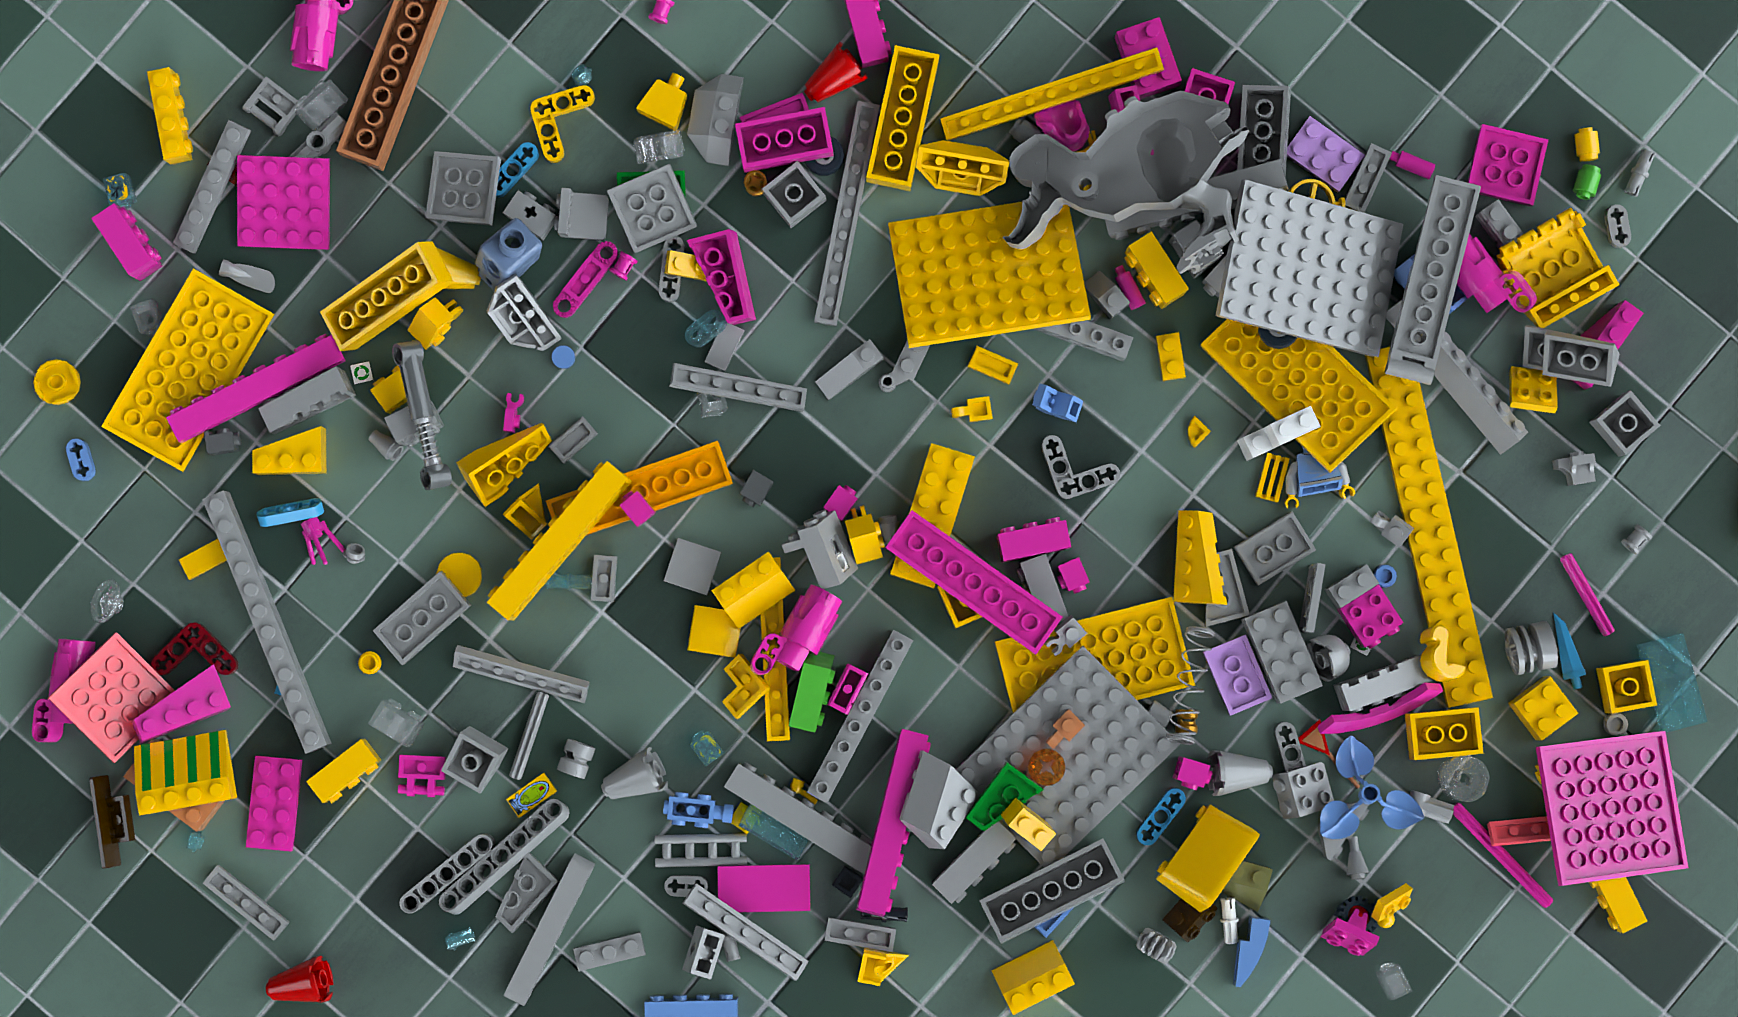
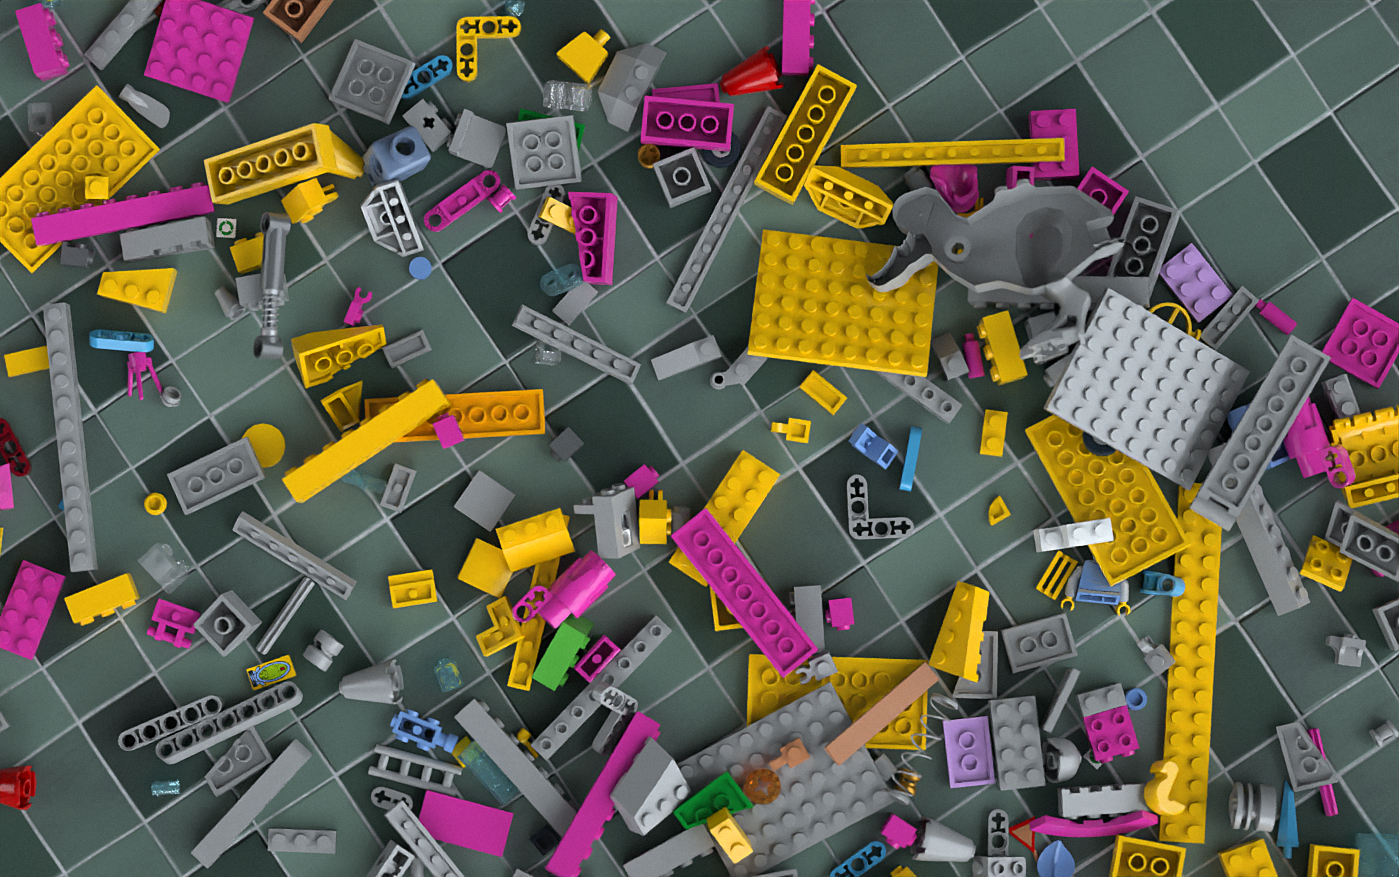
camera: 15 degrees right, 0 degrees up
(222, 368) = (96, 187): none -> yellow brick
(646, 673) = (412, 588): none -> yellow plate
(880, 761) = (608, 736): none -> light grey beam
(1033, 539) = (812, 568): dark pink brick -> none
(1097, 404) = (910, 458): none -> dark azure beam
(1142, 662) = (881, 713): none -> nougat tile
(1375, 456) = (1158, 584): none -> dark azure piece
(1565, 587) = (1303, 759): none -> light grey wing

